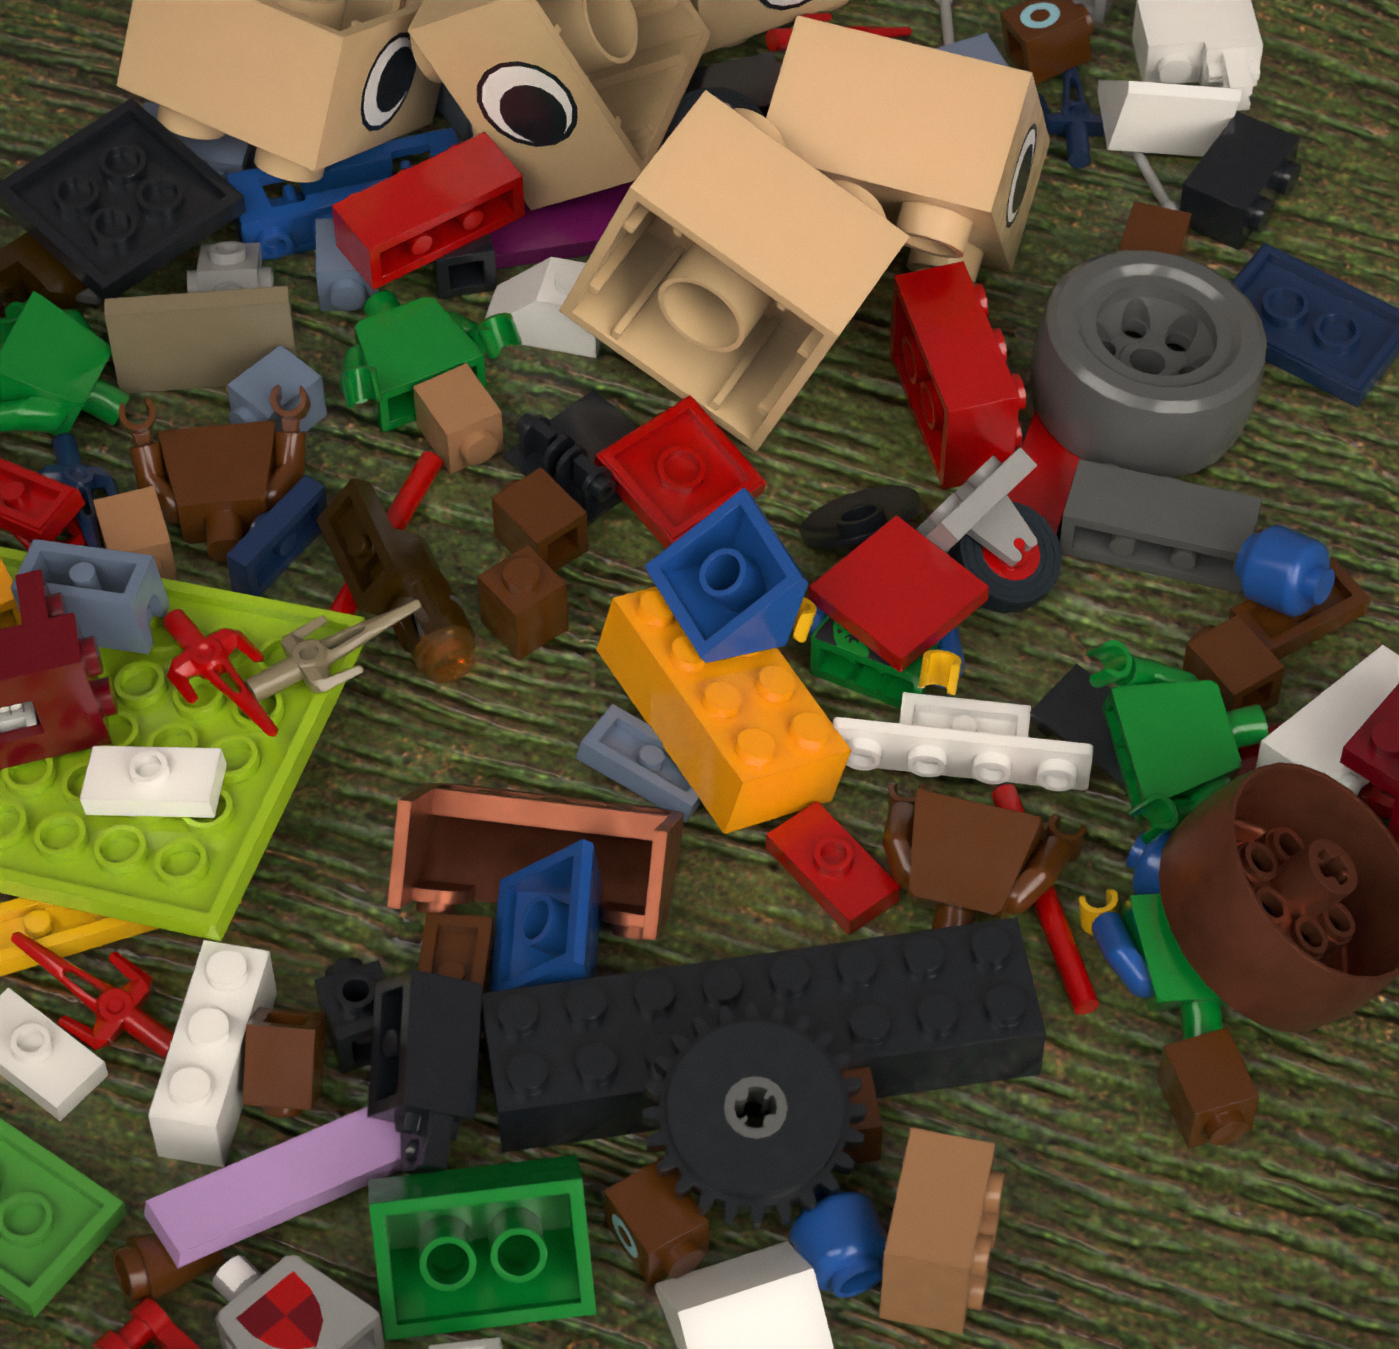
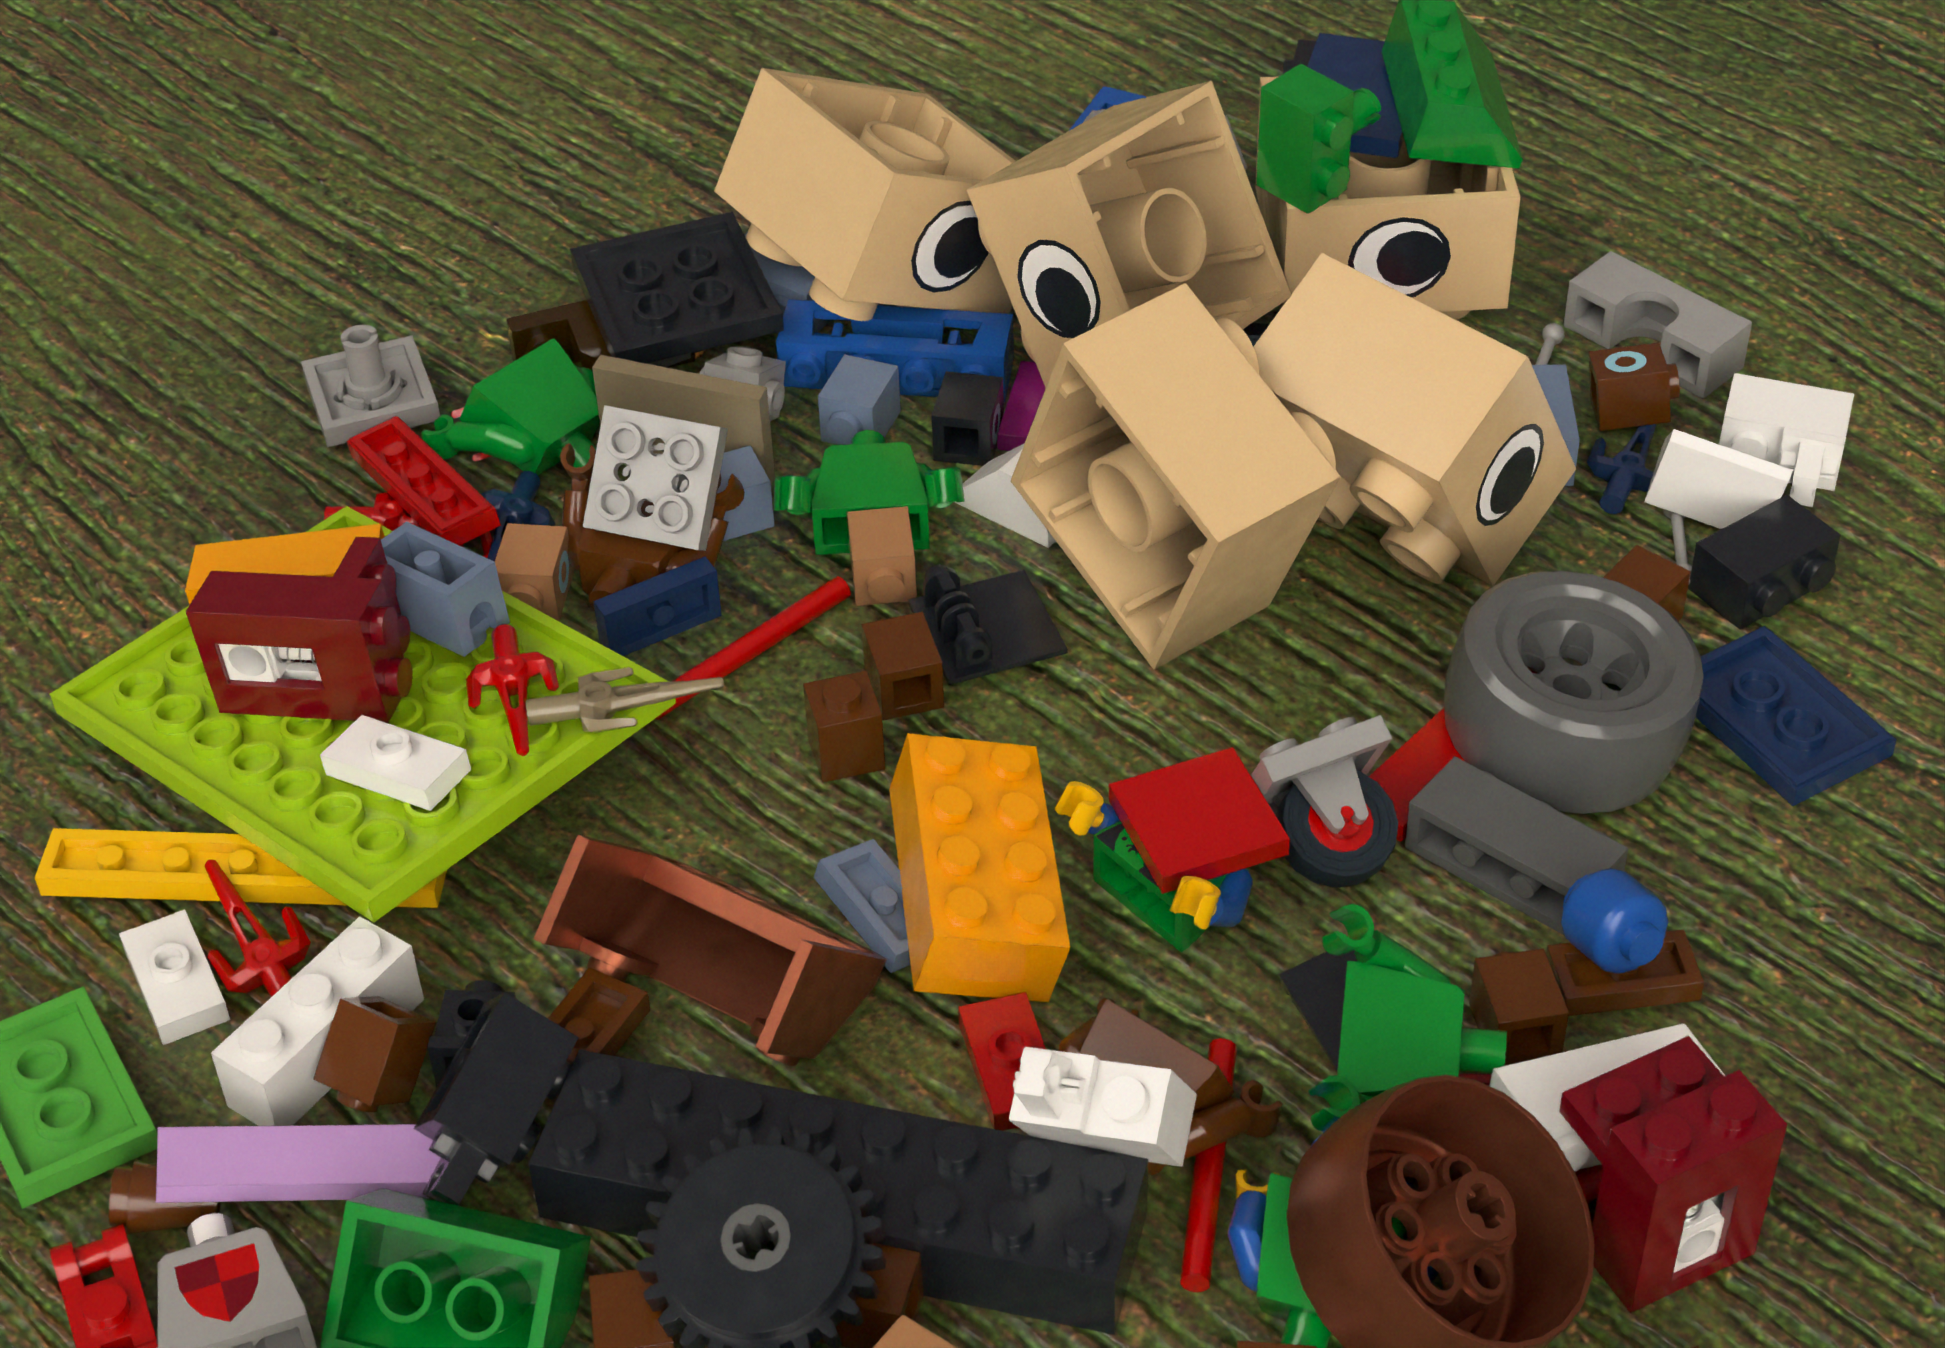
camera: 25 degrees right, 10 degrees down
(197, 384) = (678, 481): none -> light grey plate
(392, 568) = (753, 703): dark brown plate -> none
(428, 210) = (940, 367): red brick -> none
(549, 920) = (706, 1011): blue slope -> none
(678, 470) = (1062, 663): red tile -> none
(731, 582) = (1018, 750): blue slope -> none
(857, 516) = (1186, 747): black dish -> none
(954, 371) = (1372, 631): red brick -> none
(966, 741) = (1201, 982): white bracket -> none
(969, 886) = (1103, 1105): none -> white hinge

